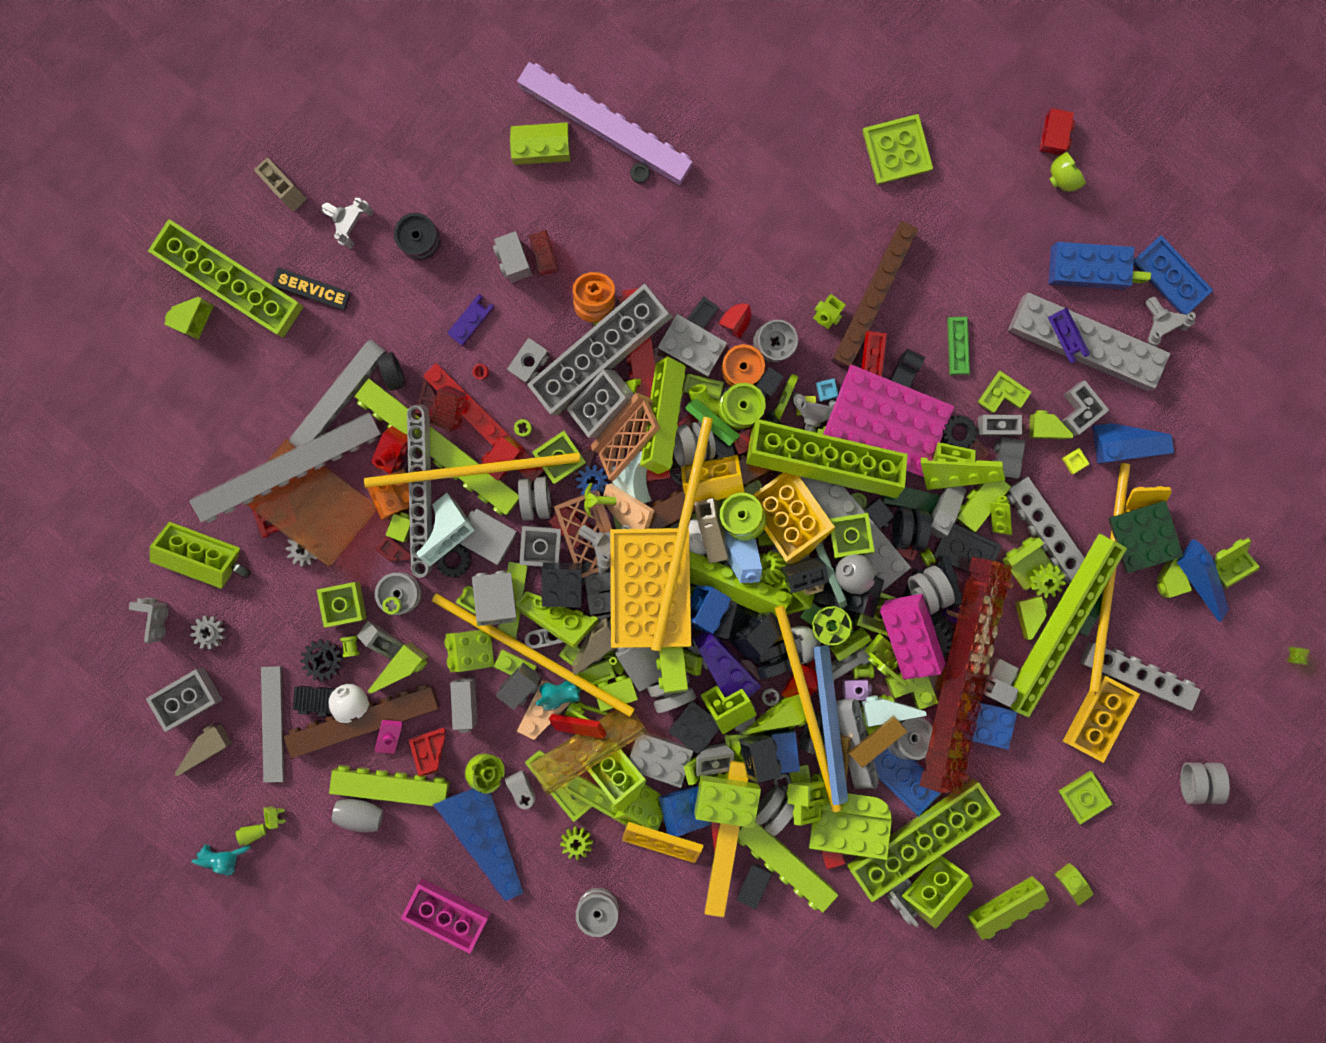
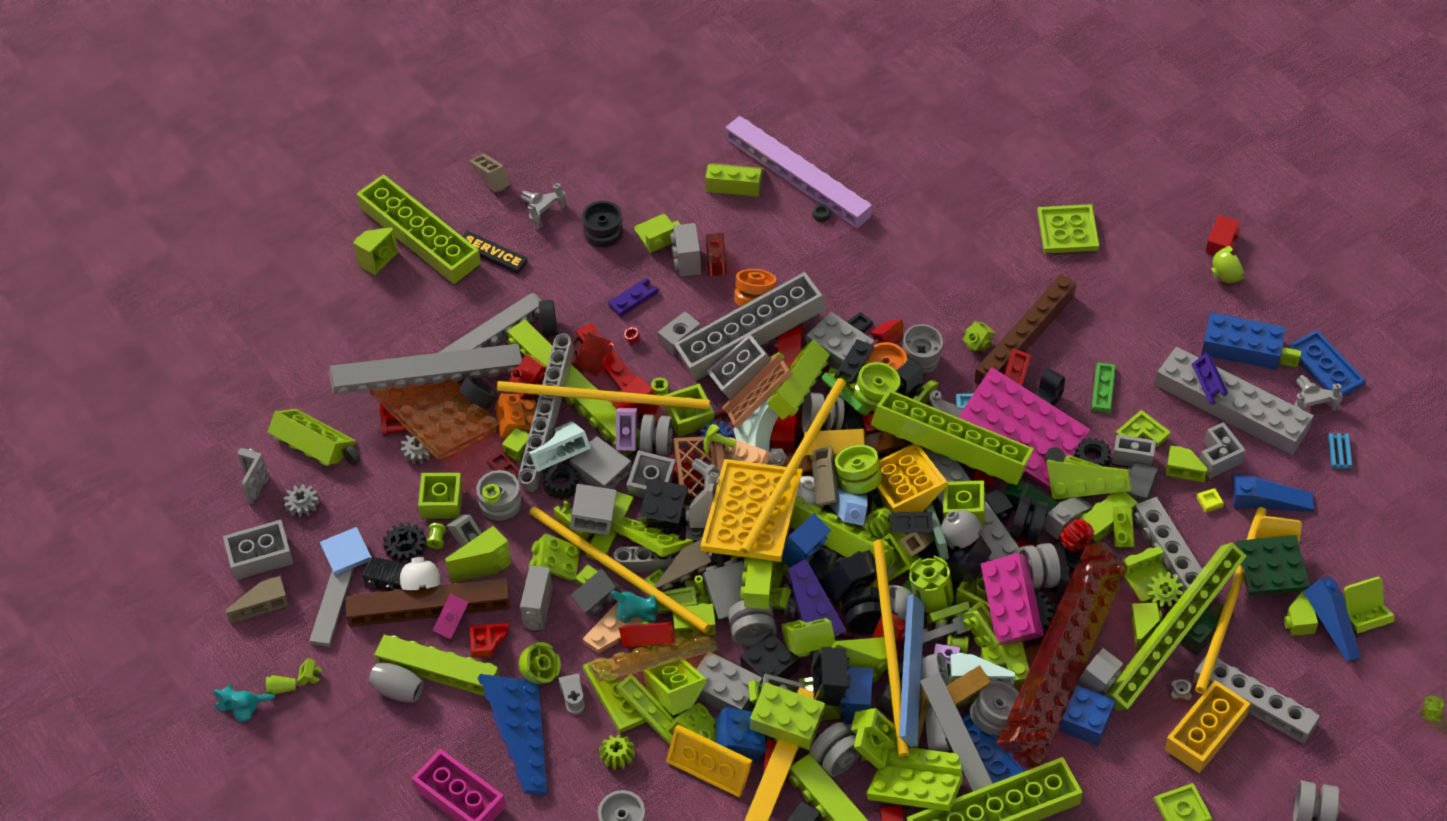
camera: 10 degrees right, 35 degrees down
(268, 682) = (345, 551): none -> light blue tile
(343, 487) = (478, 392): none -> black tyre
(476, 233) = (656, 232): none -> lime bracket
(504, 499) = (626, 428): none -> lavender slope
(599, 586) = (700, 508): none -> light grey slope
(660, 512) = (777, 456): none -> clear piece
(714, 377) = (855, 360): none -> black hinge
(881, 781) = (955, 731): none -> light grey tile
(926, 450) = (1054, 454): none -> pearl dark grey tile
(960, 541) = (1077, 535): none -> red gear
(1075, 672) = (1185, 686): none -> light grey plate
(1200, 376) = (1331, 438): none -> dark azure tile

